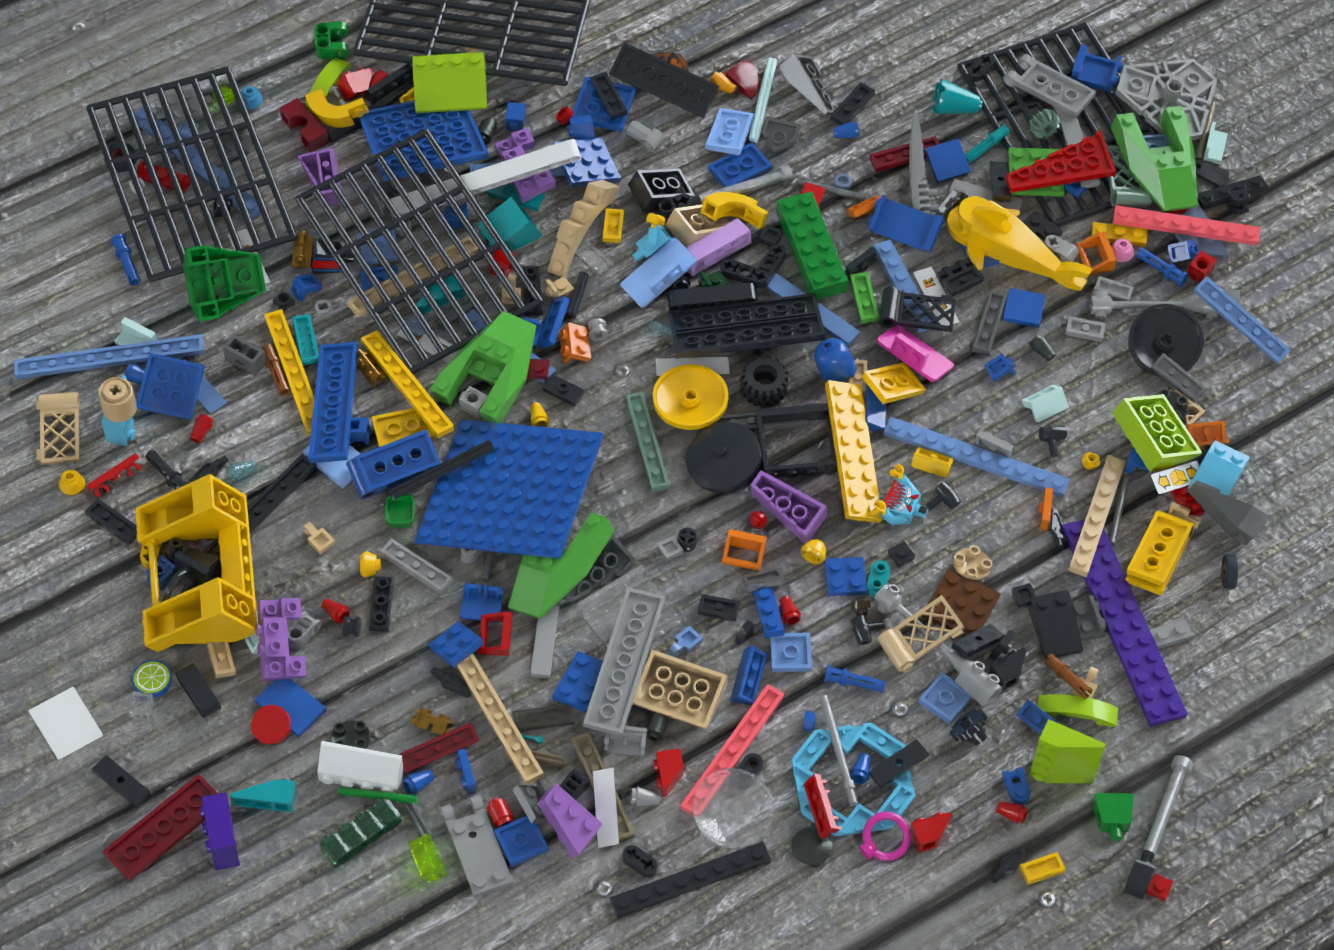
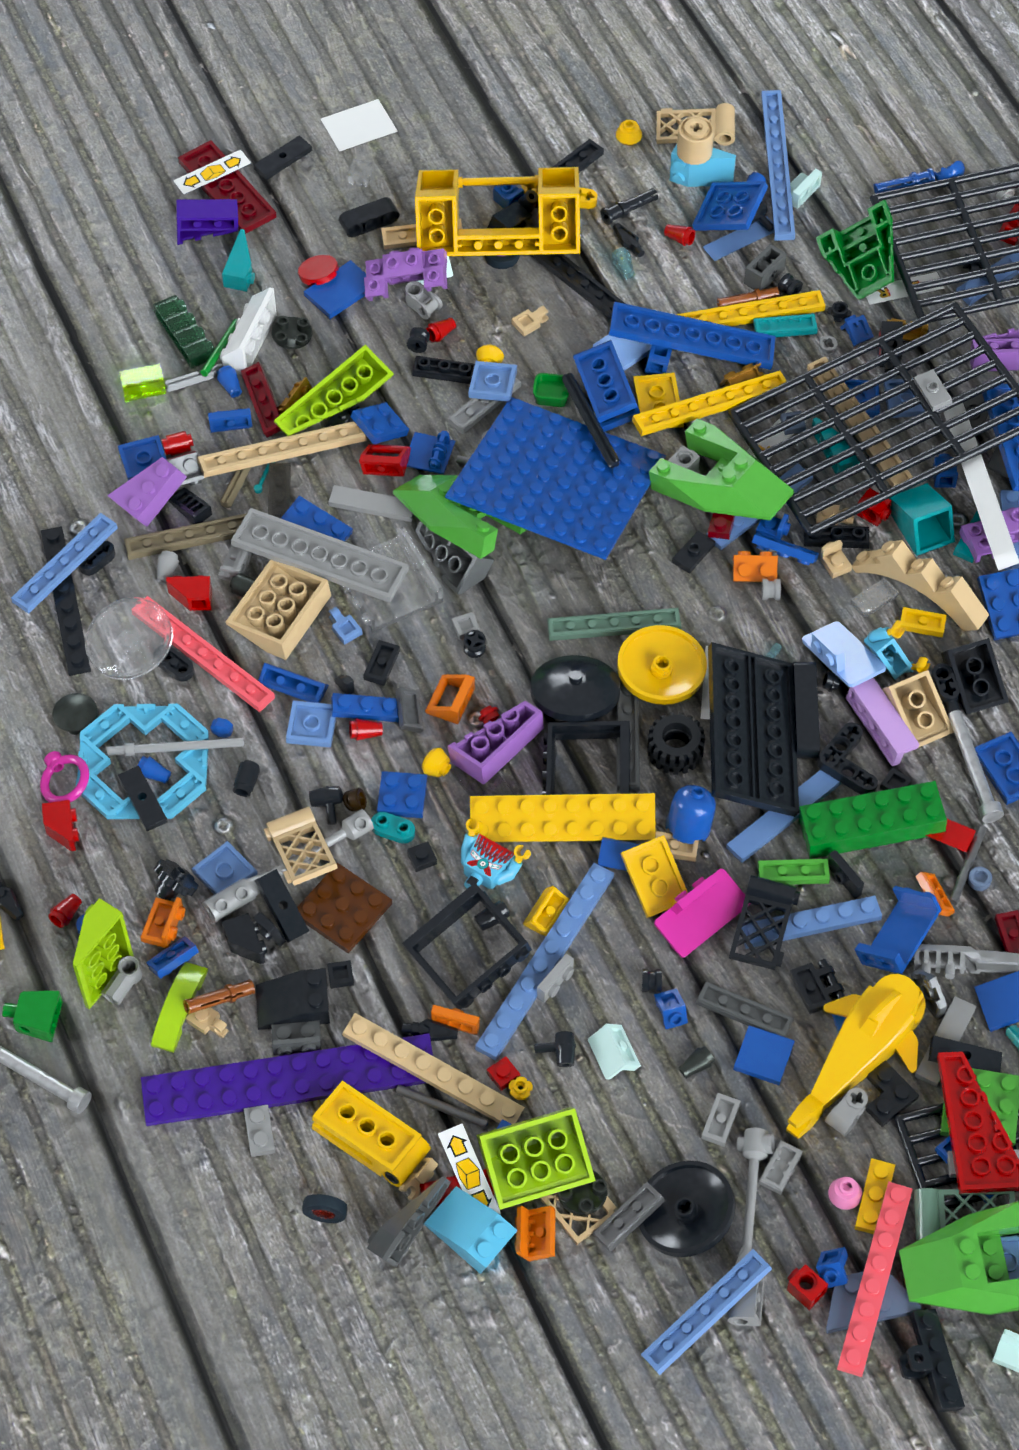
camera: 100 degrees right, 0 degrees up
(113, 474) = (632, 163): red plate -> none
(115, 223) = (955, 169): none -> blue hair
(148, 841) = (212, 171): none -> sticker
(152, 678) = (392, 184): tile -> none
(187, 572) = (492, 206): black tile -> none
(260, 337) = (789, 285): none -> black wheel
(397, 208) = (933, 390): none -> light grey plate
(400, 555) = (492, 381): none -> medium blue plate
(424, 679) = (338, 391): none -> lime wedge
(480, 855) = (140, 422): light grey hinge -> none
(538, 415) = (657, 522): yellow cone -> none
(577, 295) = (825, 578): black axle -> none
(606, 807) = (153, 532): white sticker -> none
(660, 877) = (64, 563): none -> medium blue plate
(713, 279) = (831, 713): dark green bracket -> none
(735, 205) = (942, 741): yellow arch -> none
(820, 806) = (108, 717): red plate -> none
(844, 674) = (269, 771): blue pin -> none
(855, 693) = (246, 778): none -> black piece
(931, 286) = (798, 956): white sticker -> none
(965, 522) = (444, 920): none -> black window
(972, 563) = (393, 926): tan dish -> none
(981, 381) = (652, 980): none -> black wheel
(1007, 731) = (162, 922): none -> orange bracket
(1080, 474) = (502, 1073): none -> red plate
(1107, 255) = (840, 1168): orange tile -> none
(1170, 270) = (806, 1244): blue pin -> none
(1212, 173) = (975, 1341): black piece -> none

